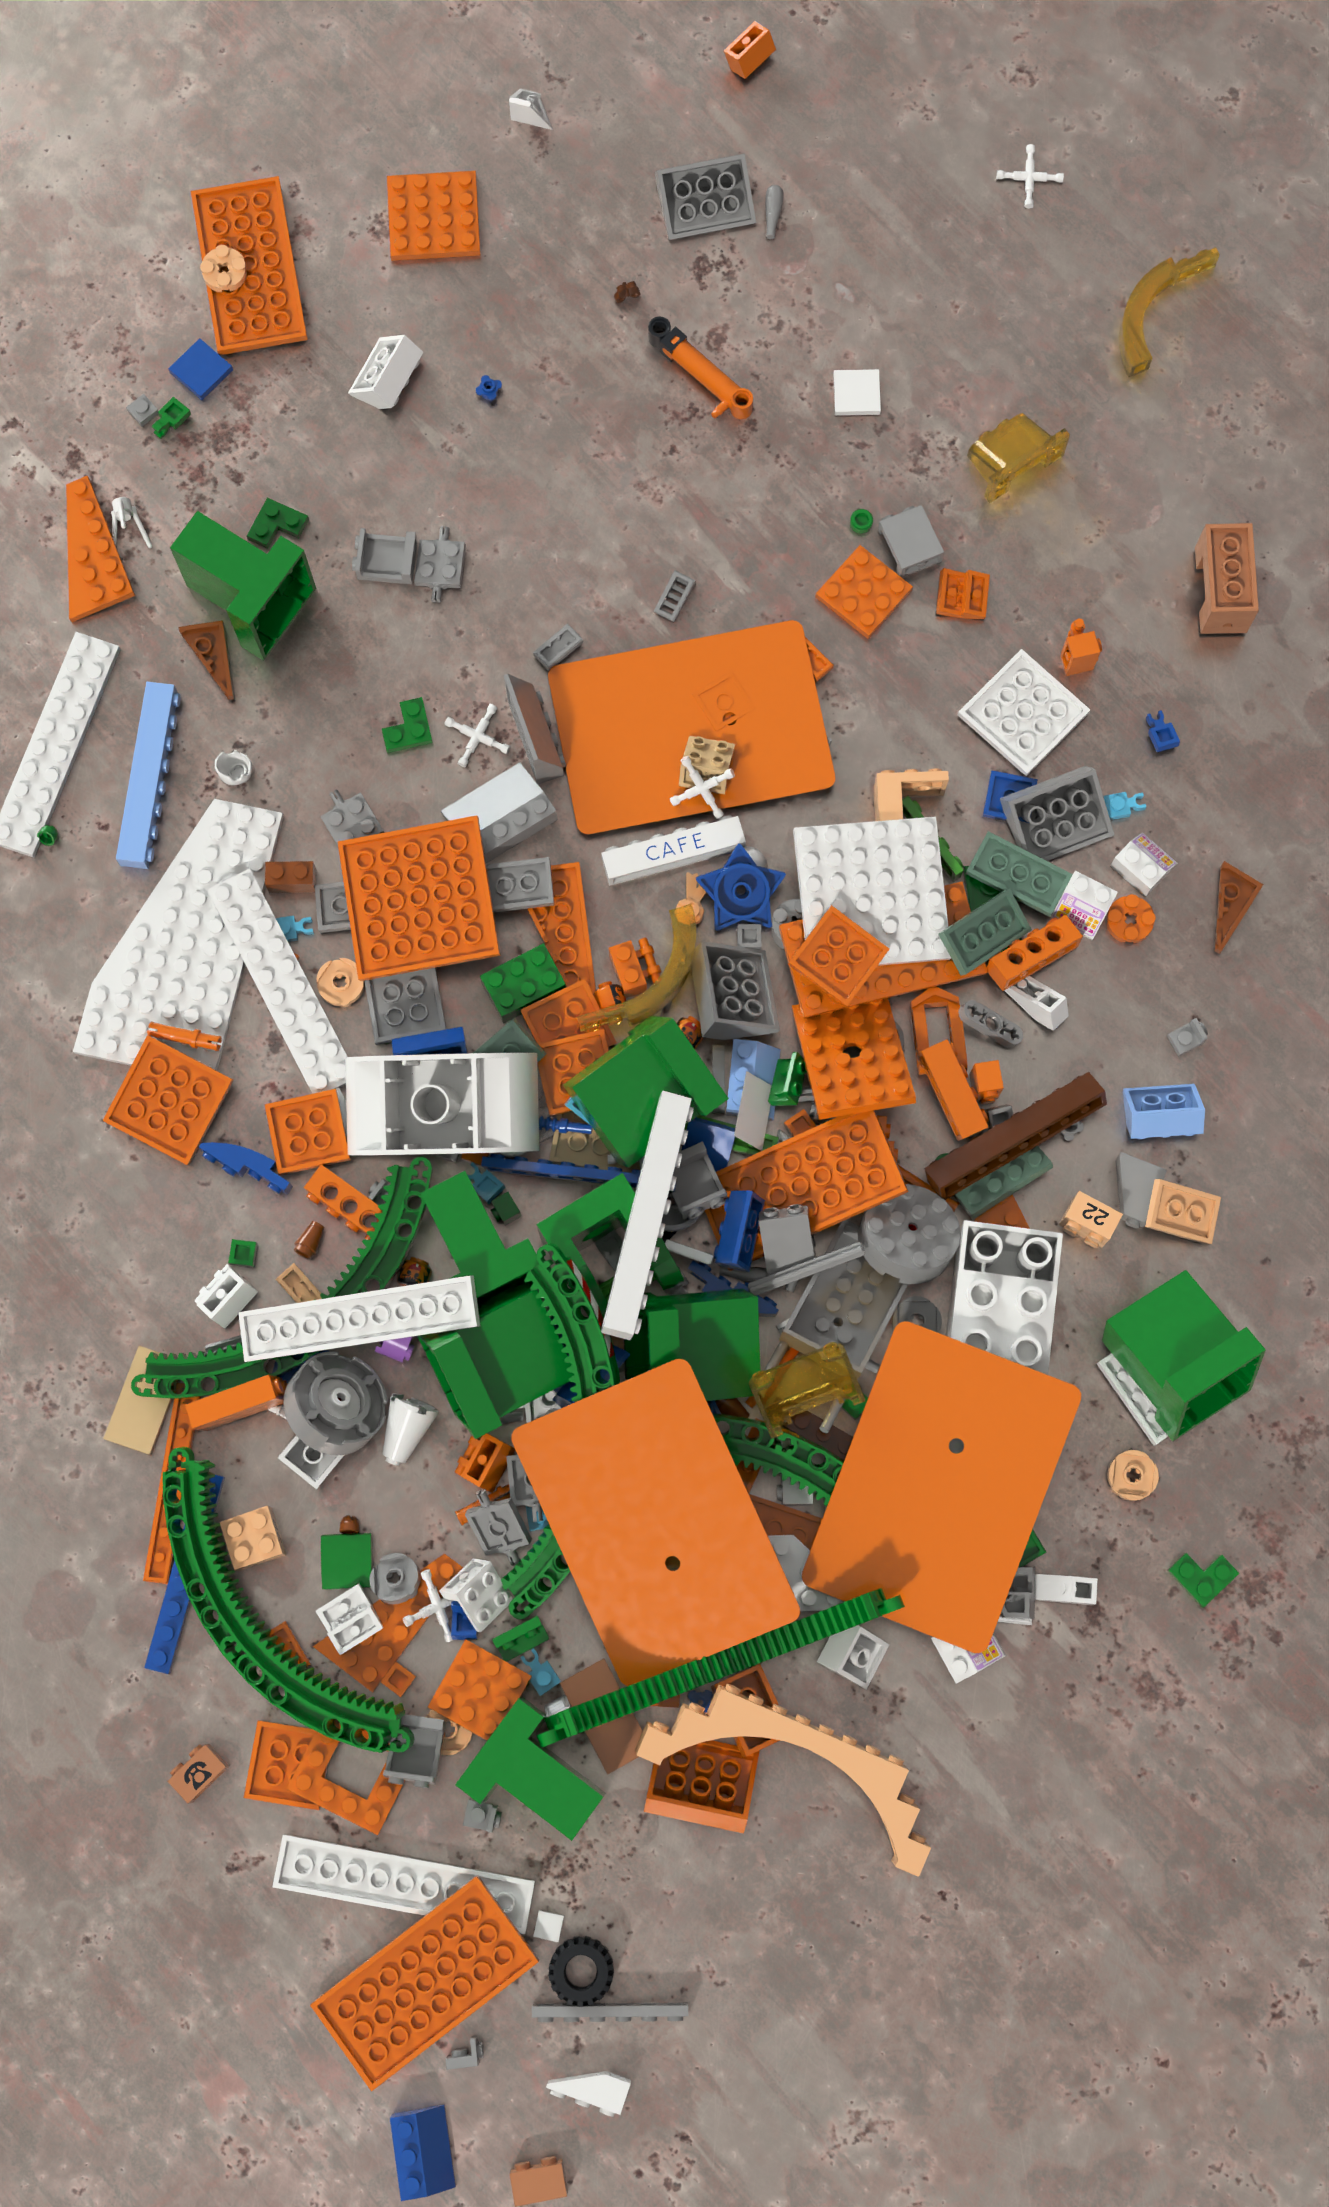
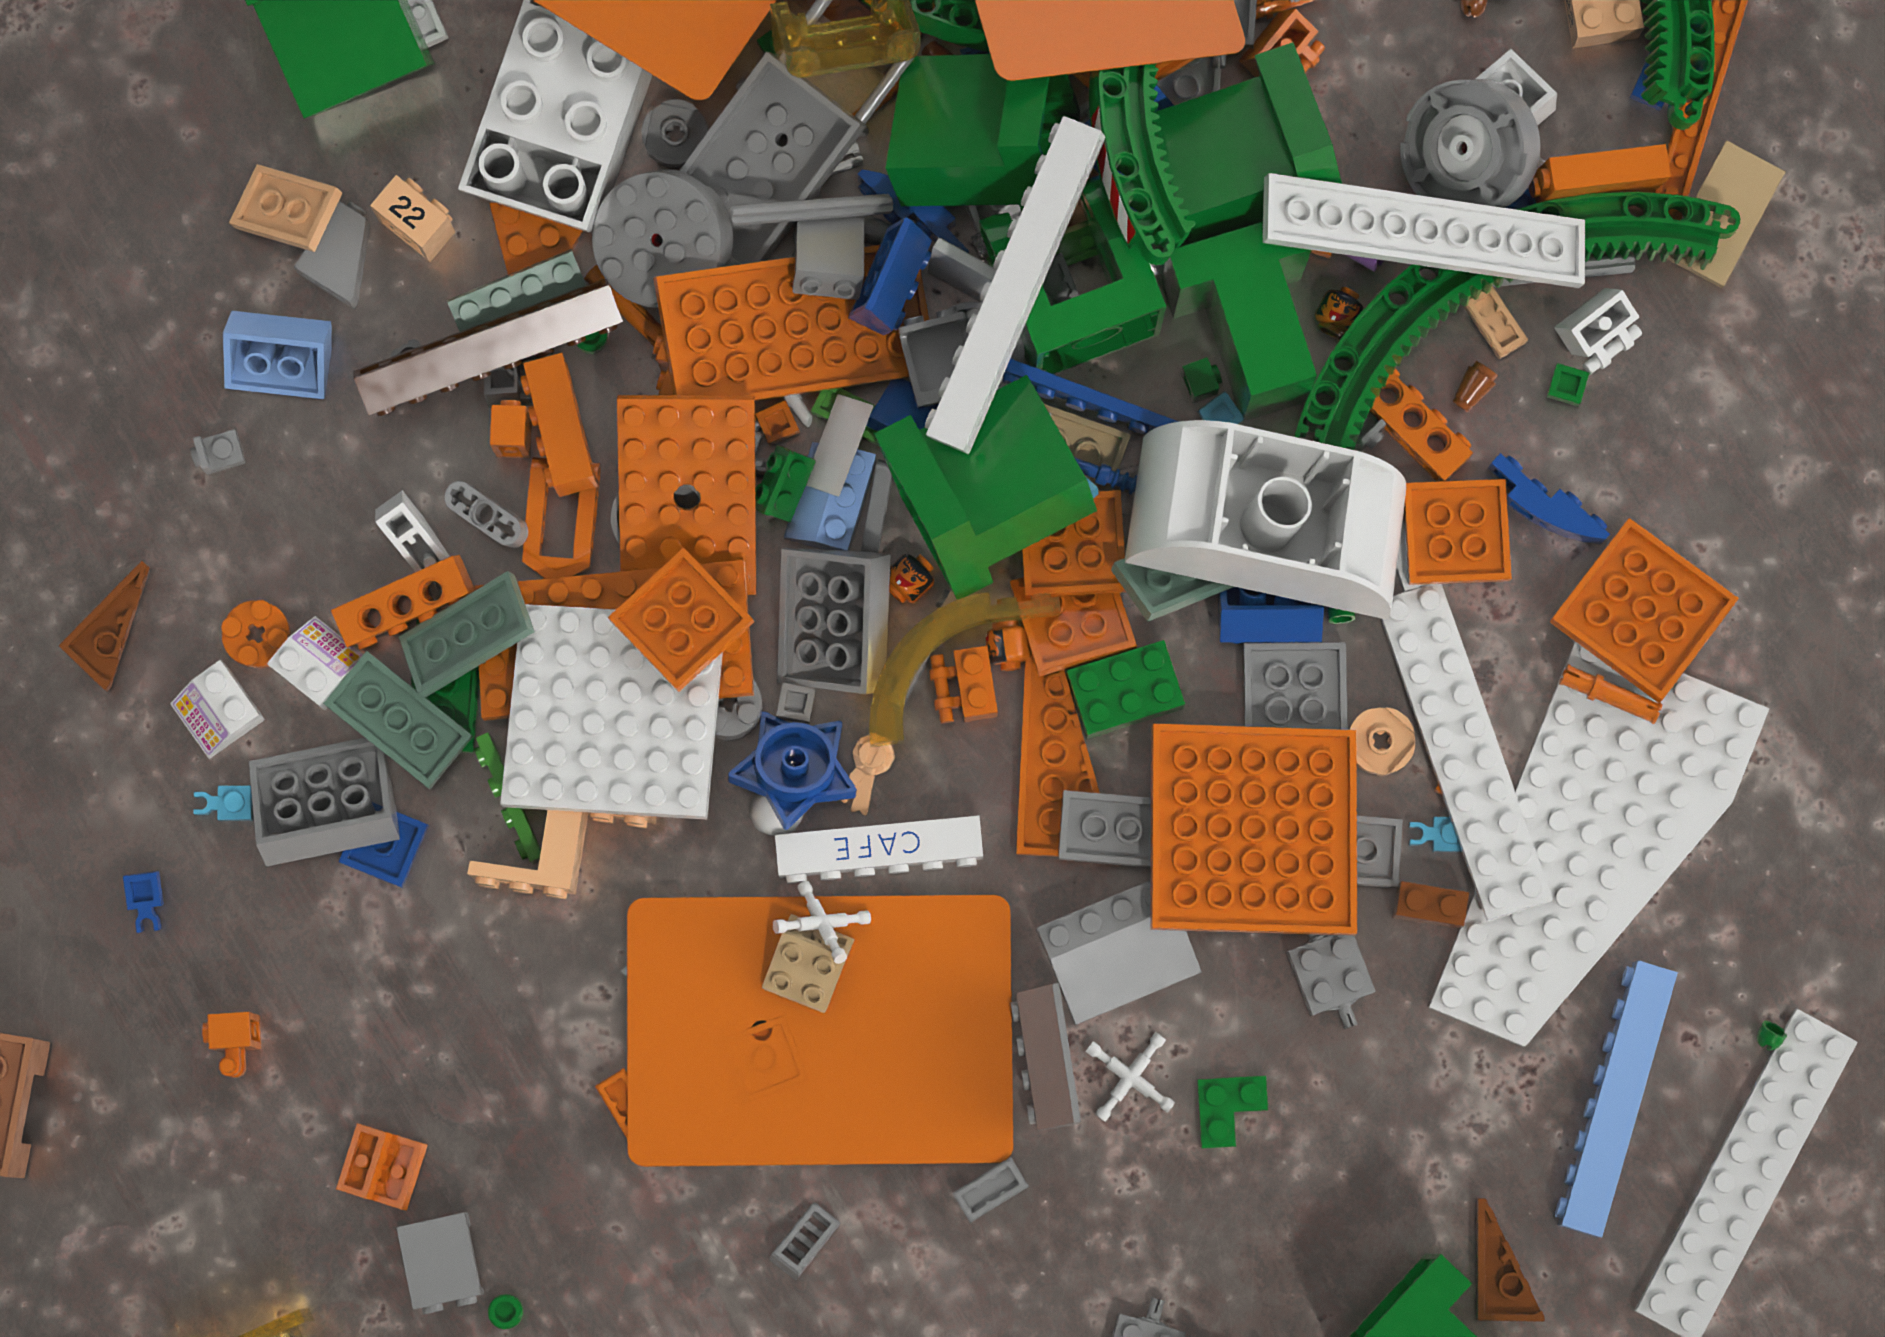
camera: 170 degrees left, 5 degrees up
(233, 767) = (1490, 1085): white hair -> none
(405, 1427) = (1378, 114): white cone -> none
(864, 591) = (525, 1198): orange plate -> none
(1023, 712) = (335, 965): white plate -> none

